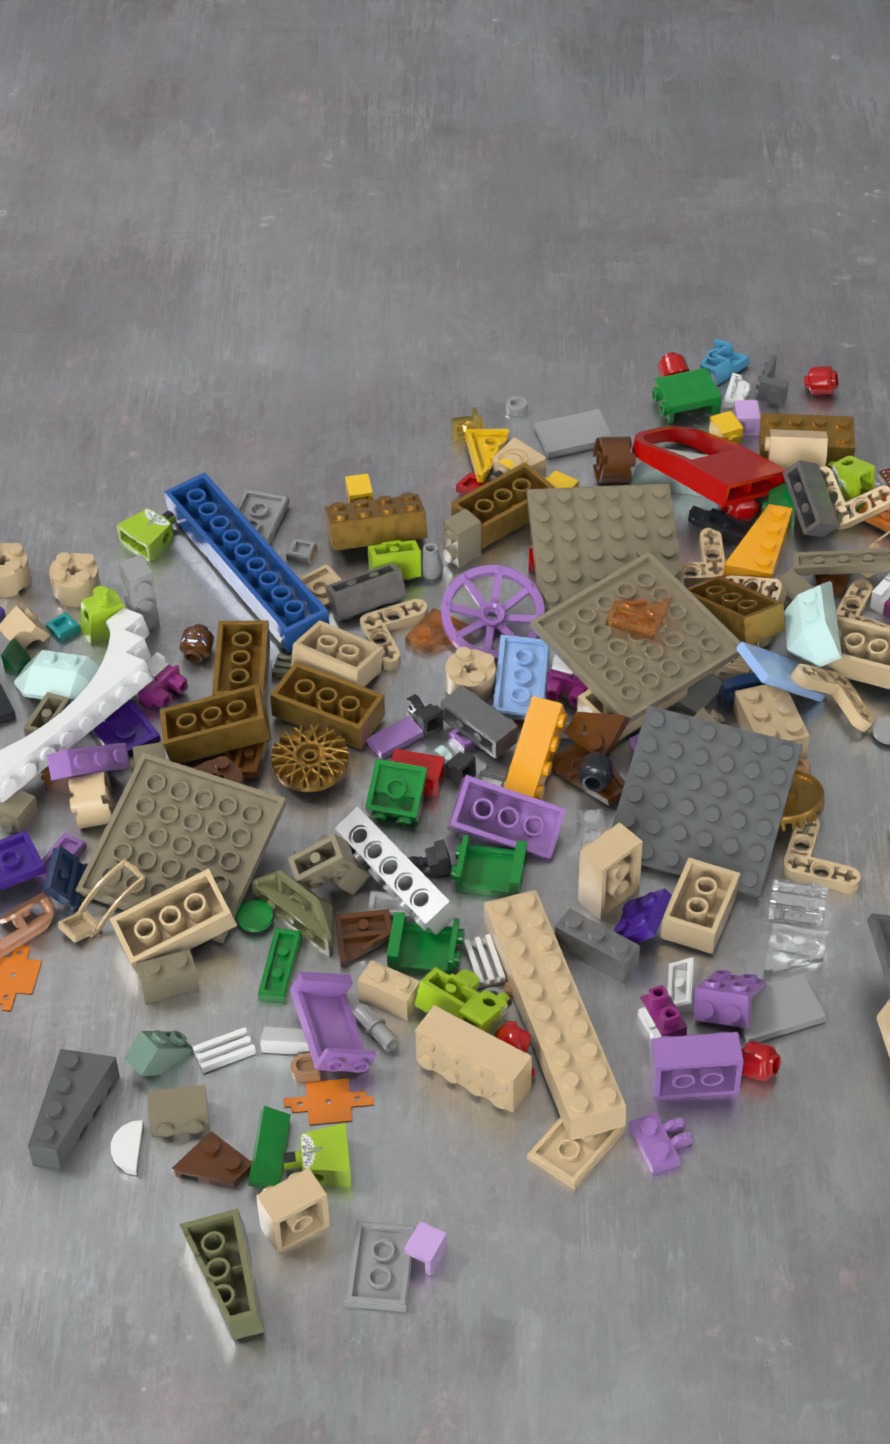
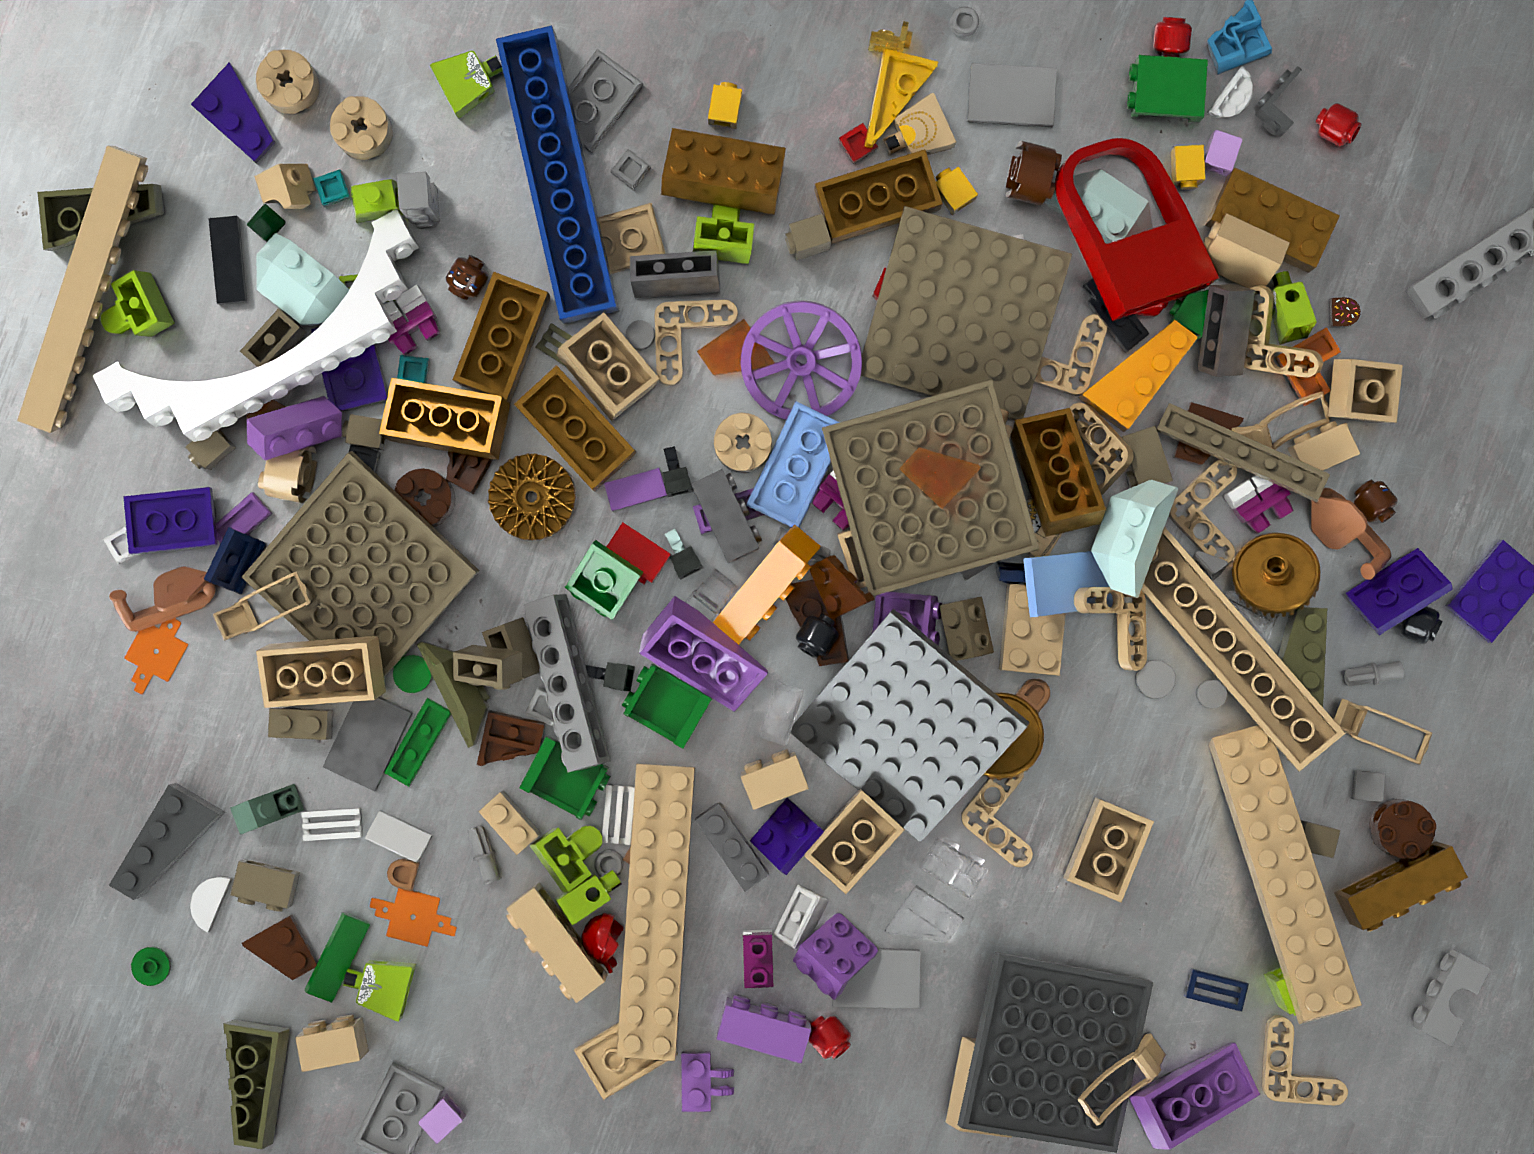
camera: 15 degrees right, 40 degrees up
(88, 1222) = (150, 966): none -> green piece
(232, 977) = (367, 741): none -> flat silver tile
(330, 1022) = (438, 847): medium lavender panel -> none
(431, 562) = (762, 259): light grey cone -> none

